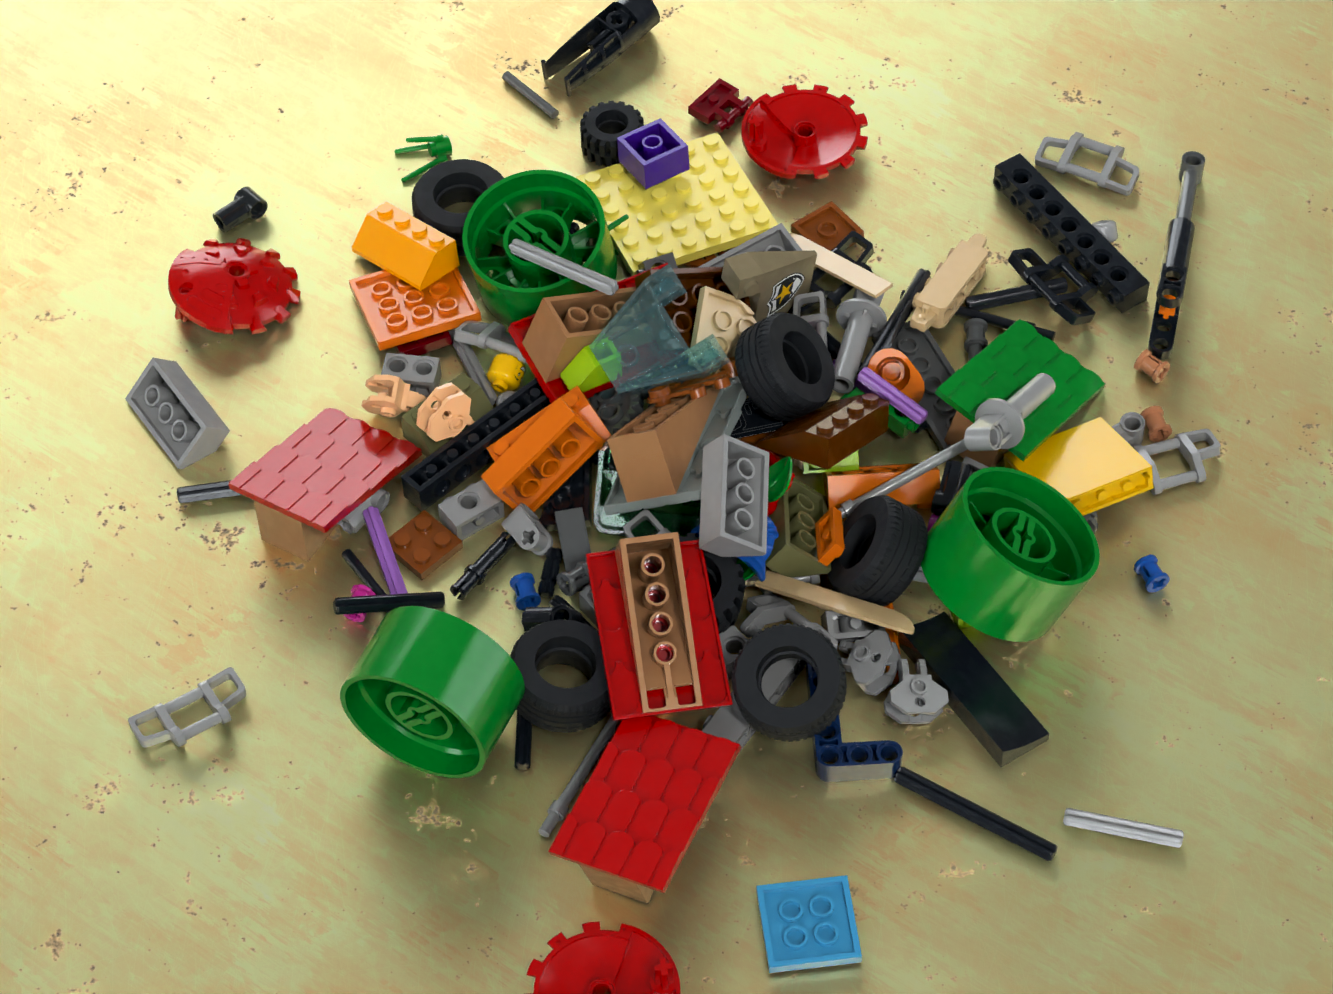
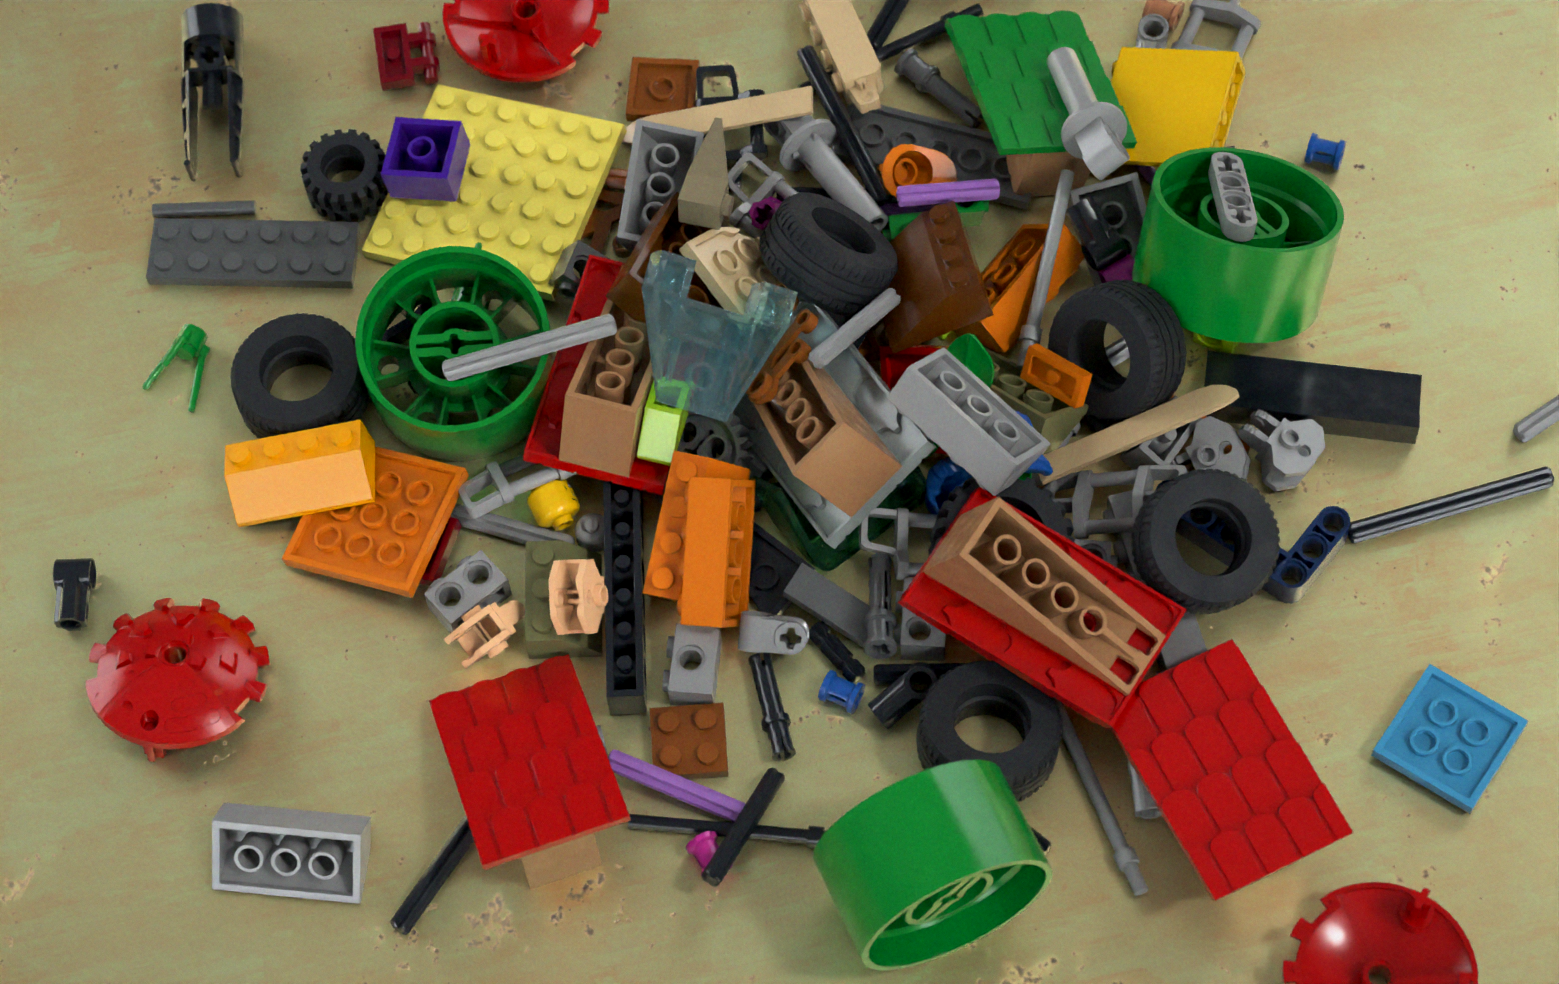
camera: 45 degrees left, 10 degrees up
(523, 130) = (253, 253): none -> dark grey plate
(743, 408) = (854, 328): none -> light grey axle
(1008, 530) = (1232, 196): none -> light grey beam

